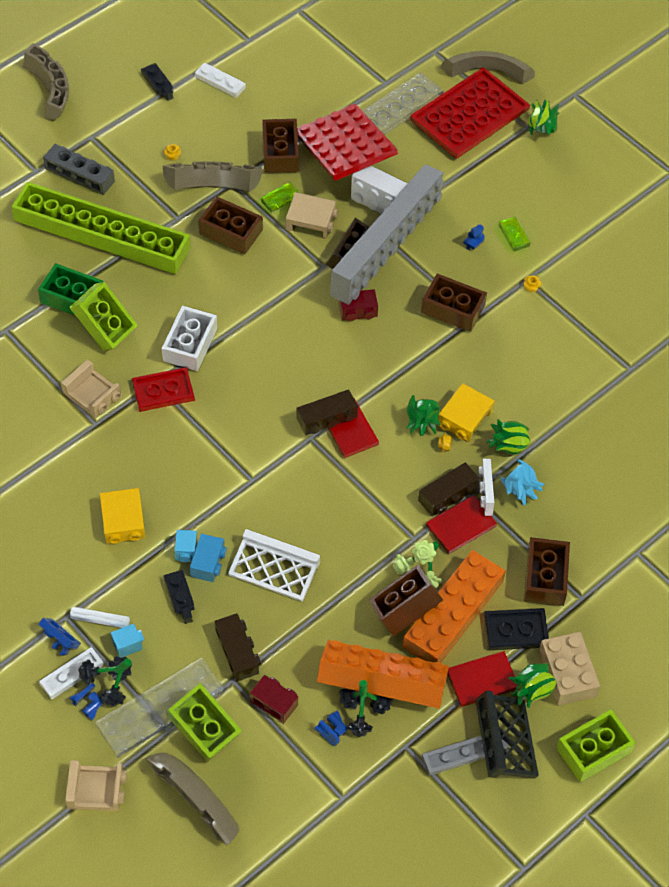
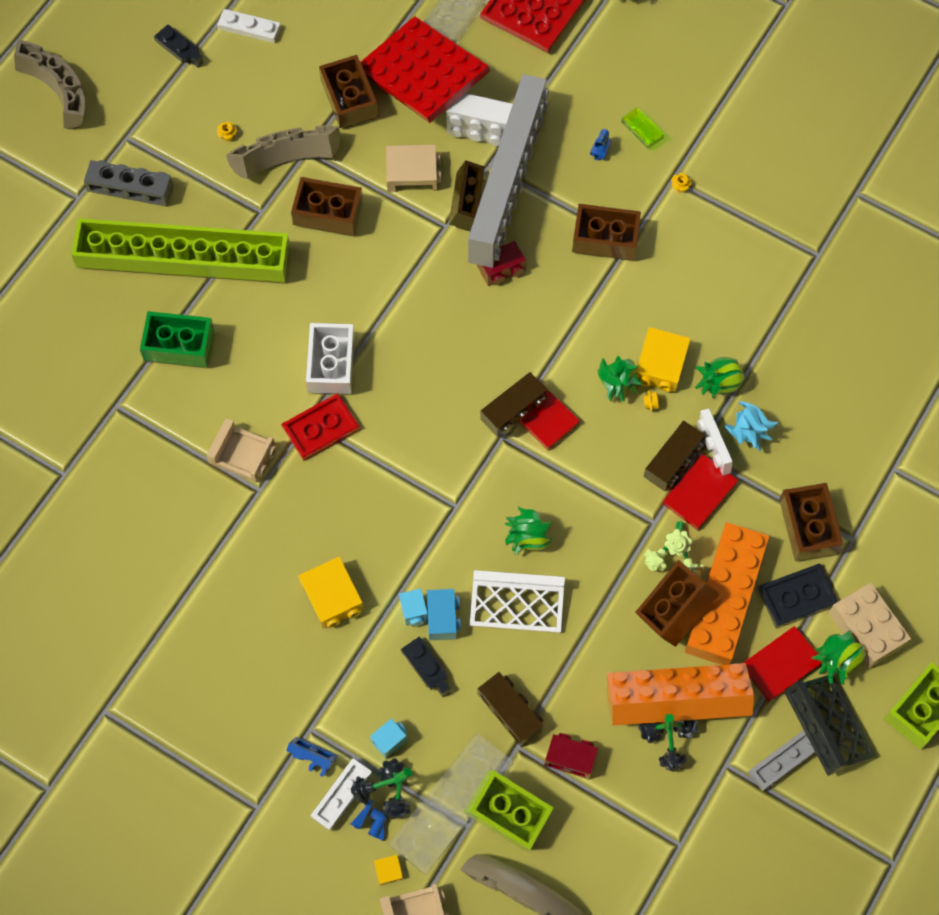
camera: 15 degrees left, 10 degrees up
(88, 744) = (388, 870): none -> yellow tile
(99, 617) = (348, 719): white axle -> none
(103, 316) = (226, 361): lime brick -> none
(279, 197) = (368, 155): clear neon green plate -> none
(302, 512) = (527, 531): none -> green hair
(330, 735) = (644, 778): blue piece -> none

